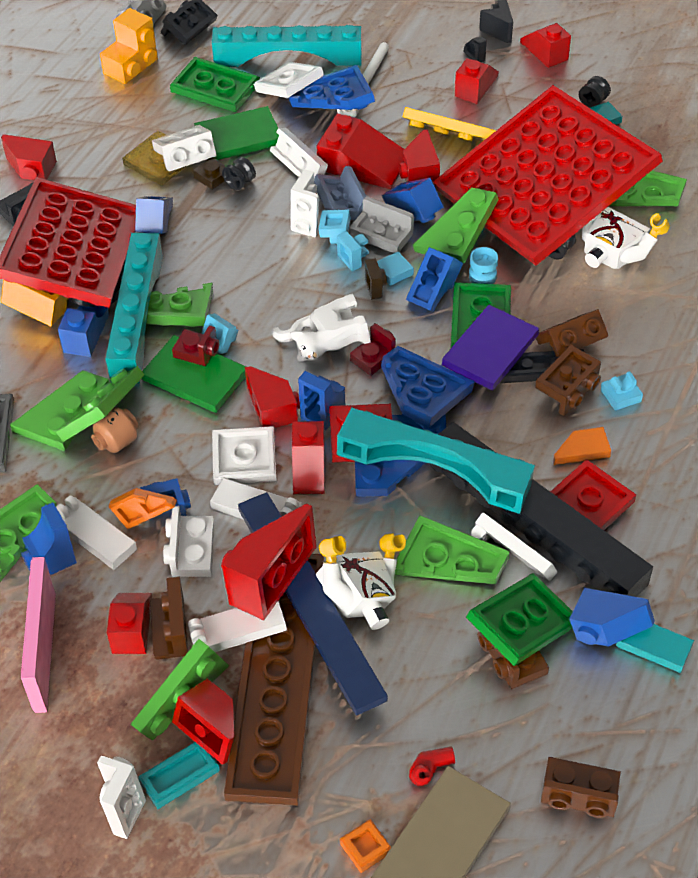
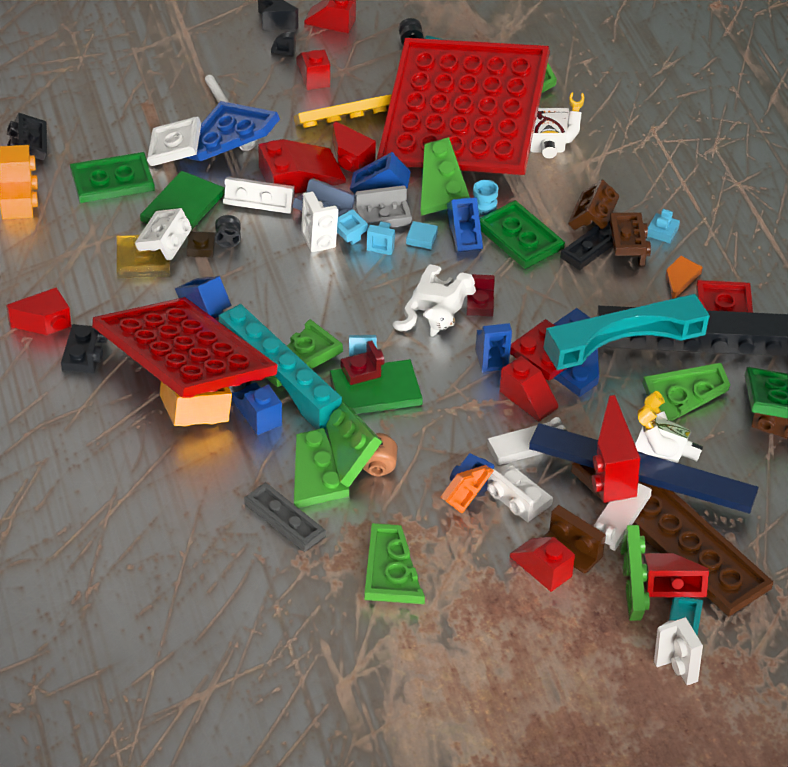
camera: 45 degrees left, 5 degrees down
(38, 635) = (509, 603): bright pink tile -> none
(50, 540) = (437, 548): blue arch -> none
(96, 533) = (444, 529): white hinge -> none
(244, 455) = (478, 417): white tile -> none
(272, 398) = (453, 368): red slope -> none
(335, 43) = (102, 134): teal arch -> none
(374, 278) = (422, 248): dark brown plate -> none
(423, 387) = (546, 296): blue plate -> none
(488, 528) = (729, 358): white hinge -> none
(490, 347) = (556, 246): dark purple tile -> none

